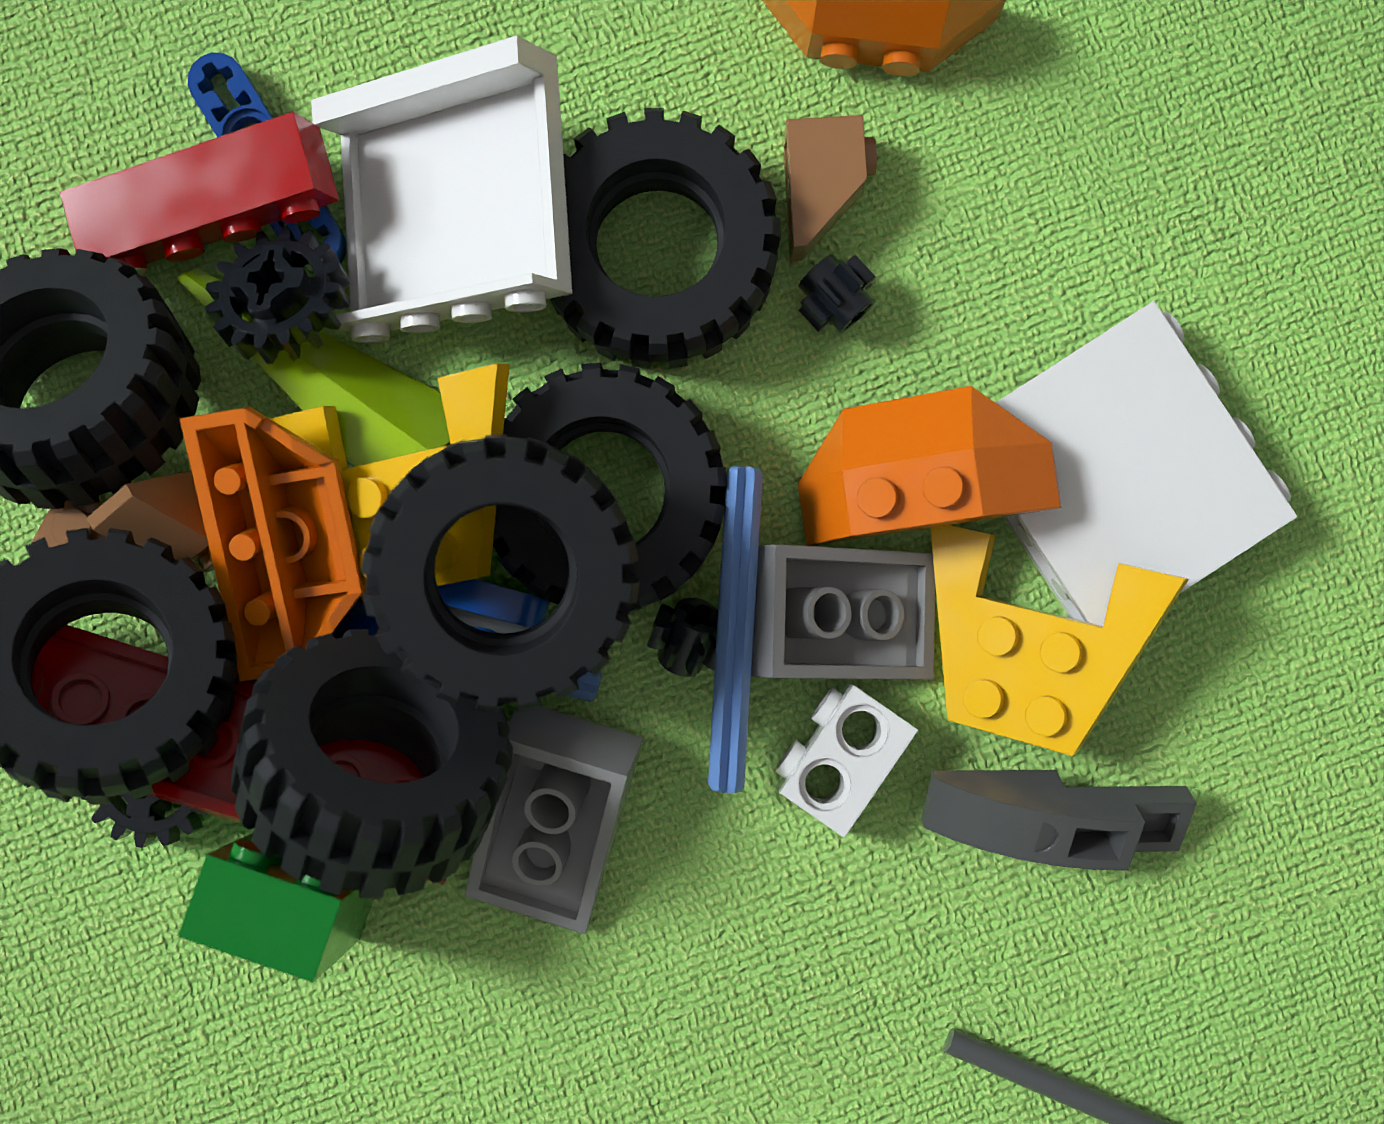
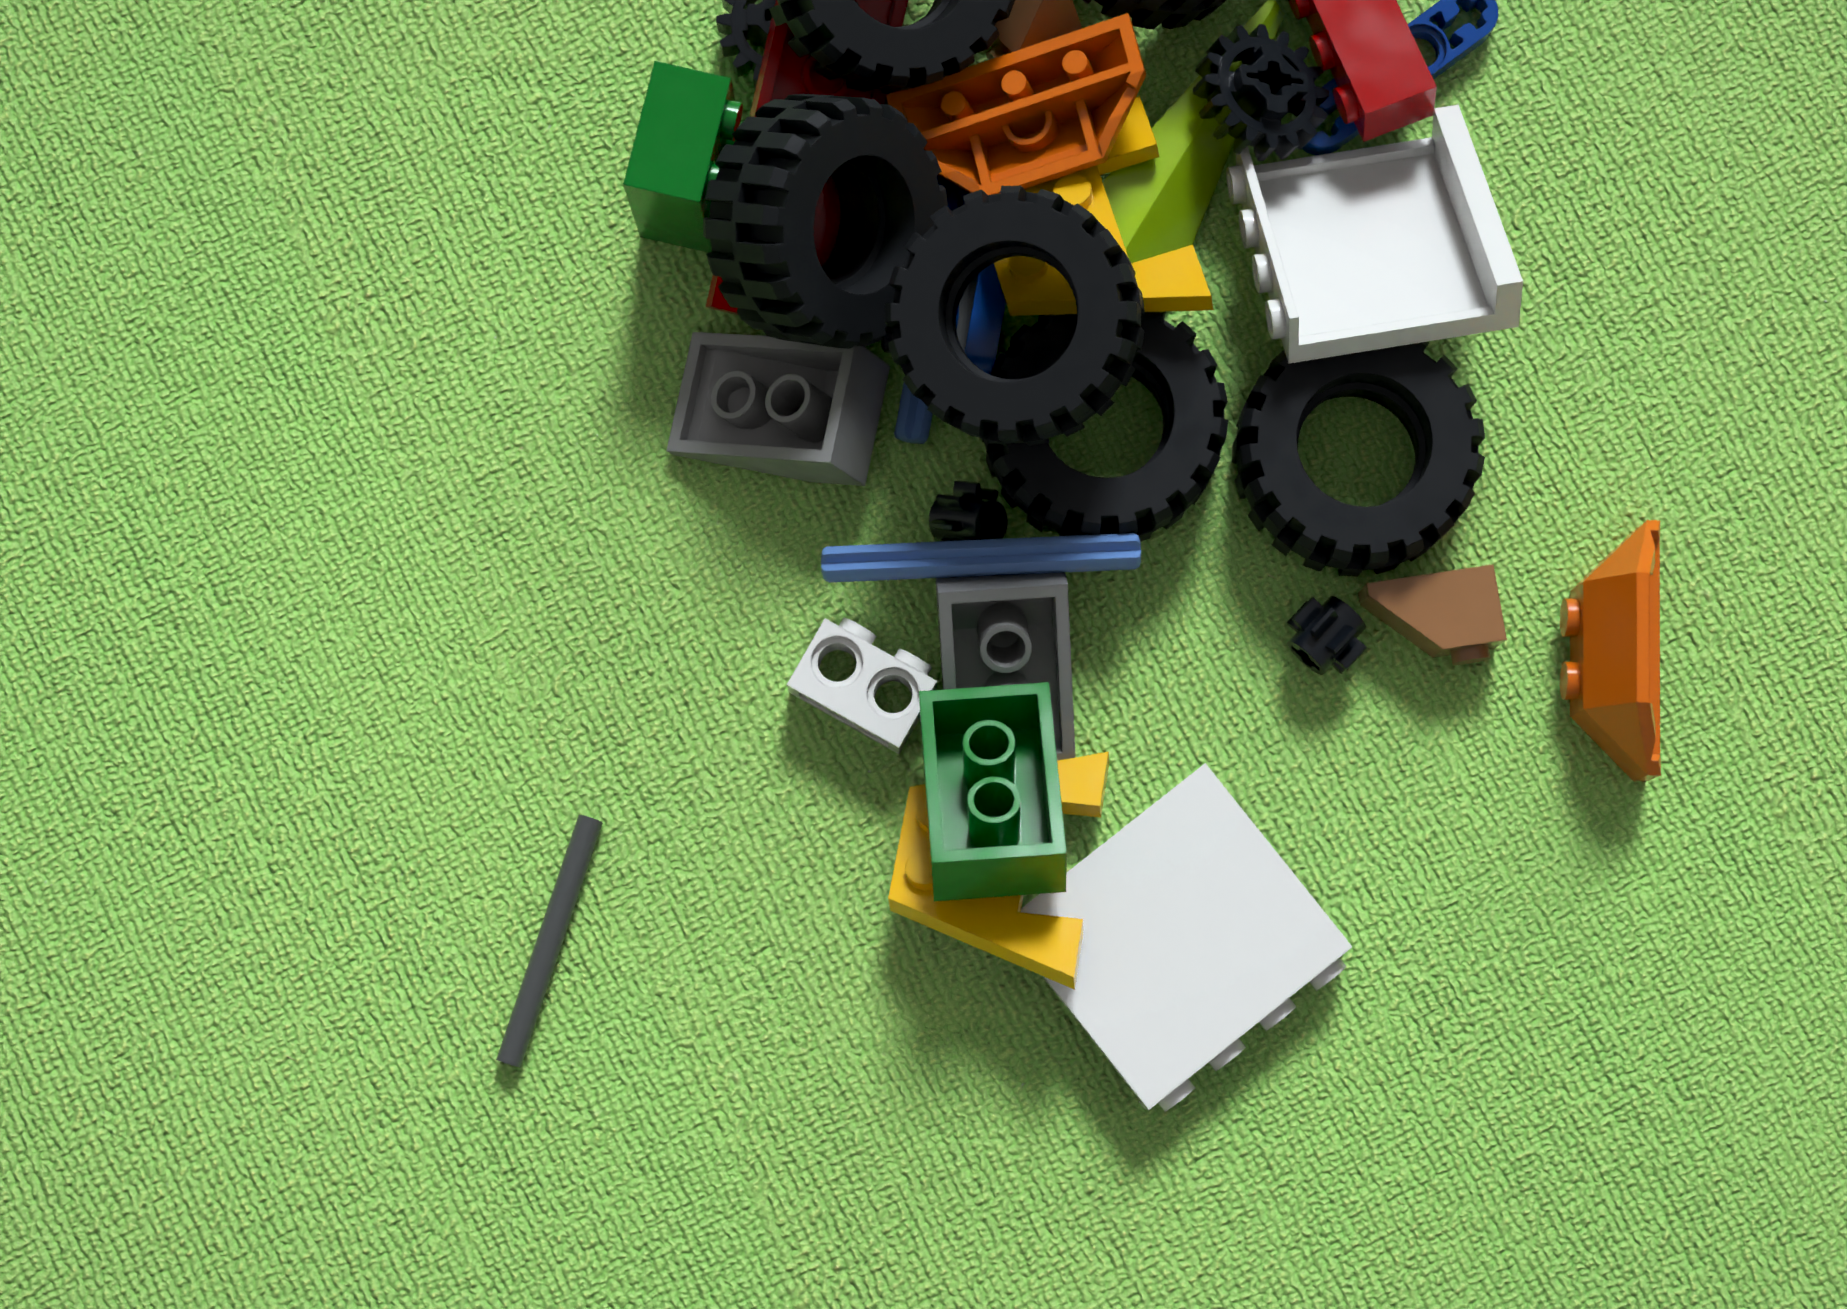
camera: 85 degrees right, 5 degrees down
(924, 467) = (1159, 732): orange wedge -> none
(984, 642) = (992, 792): none -> green brick
(1043, 822) = (817, 892): dark grey slope -> none

